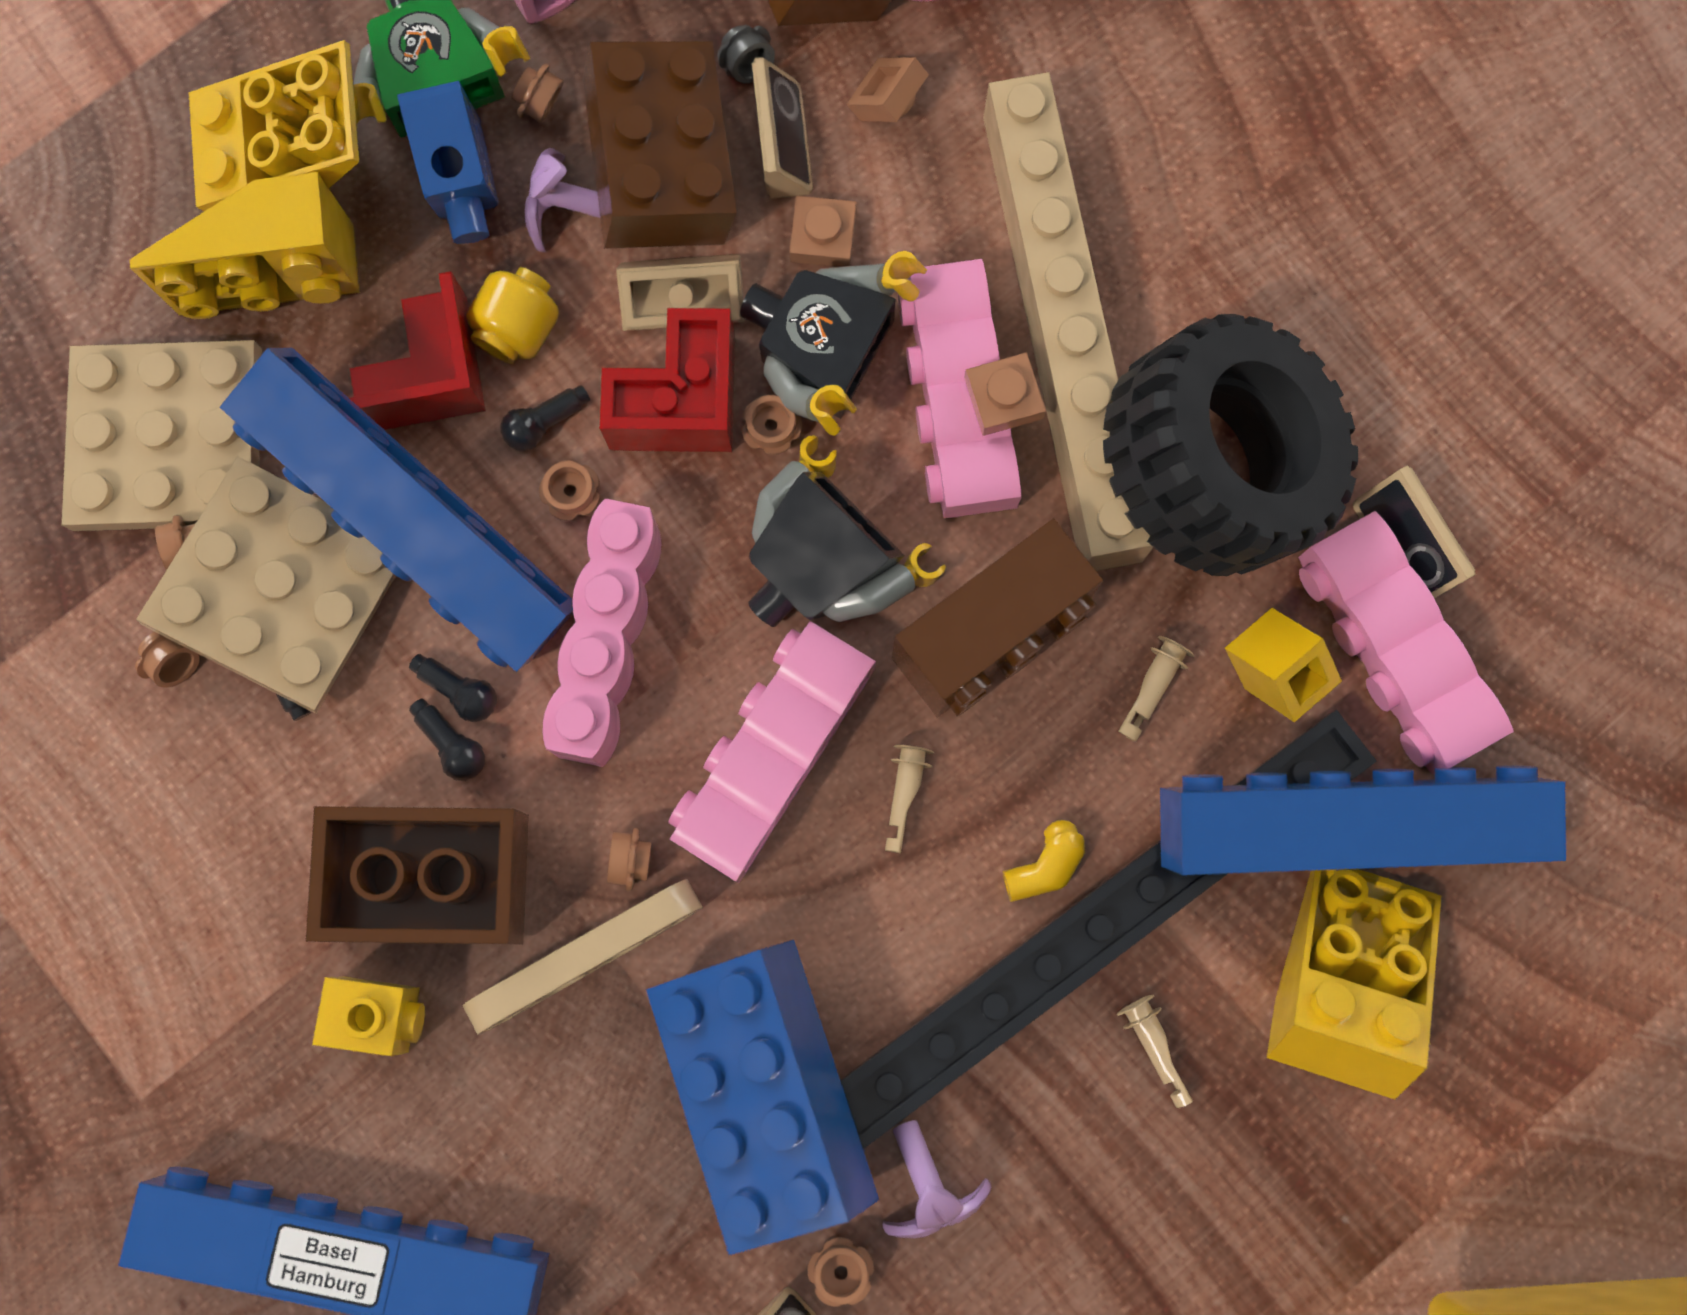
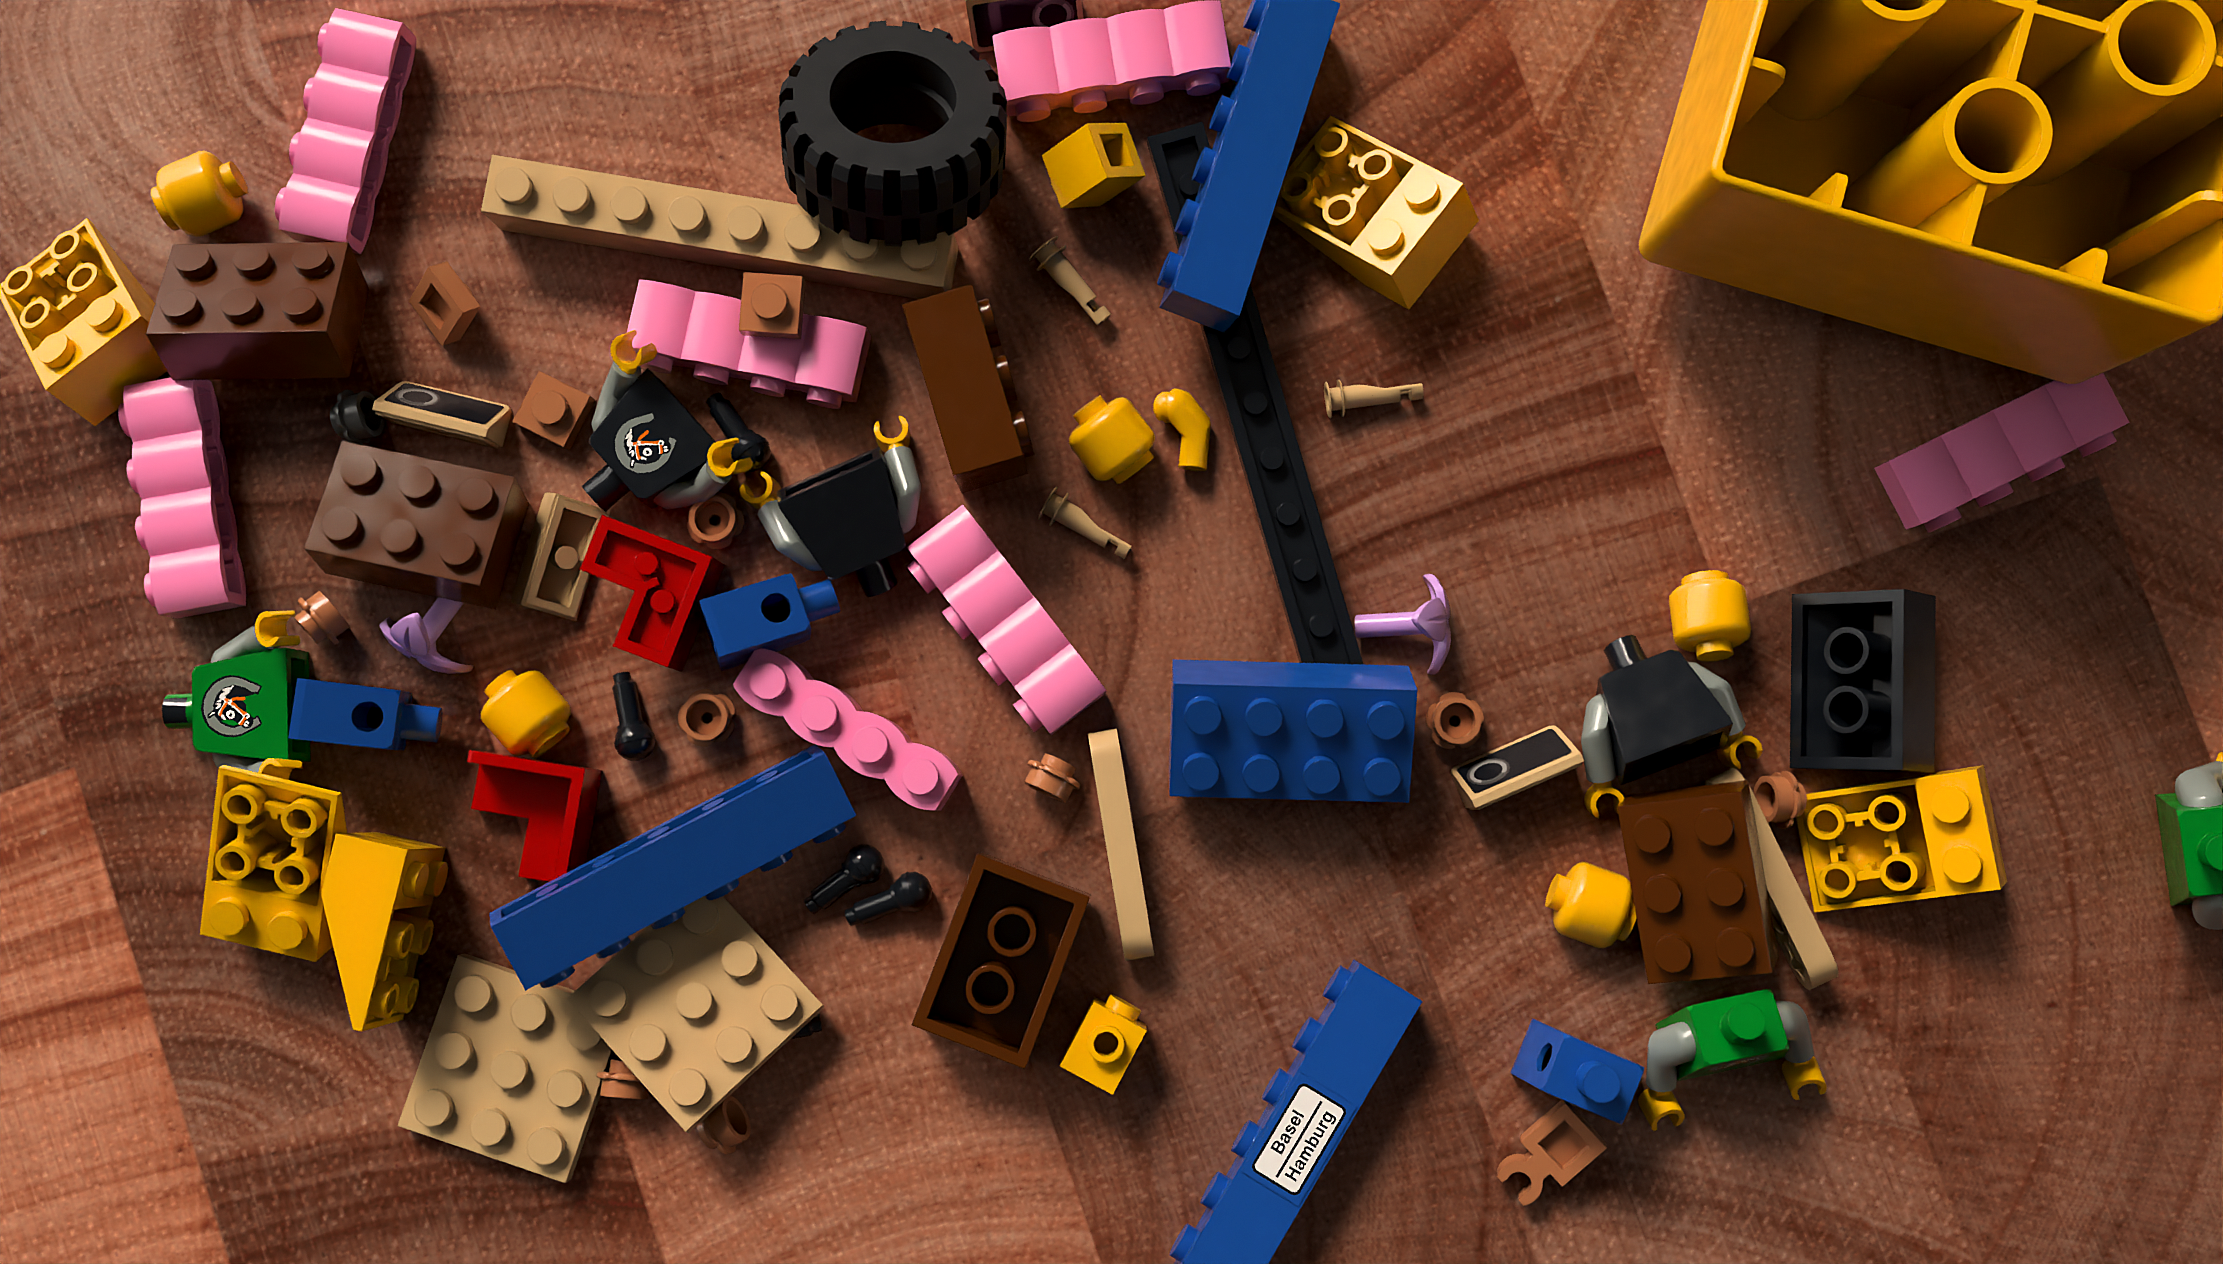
camera: 70 degrees left, 5 degrees up
(671, 481) = (738, 621): none -> blue torso
(859, 427) = (733, 426): none -> black piece
(1003, 790) = (1112, 439): none -> yellow head

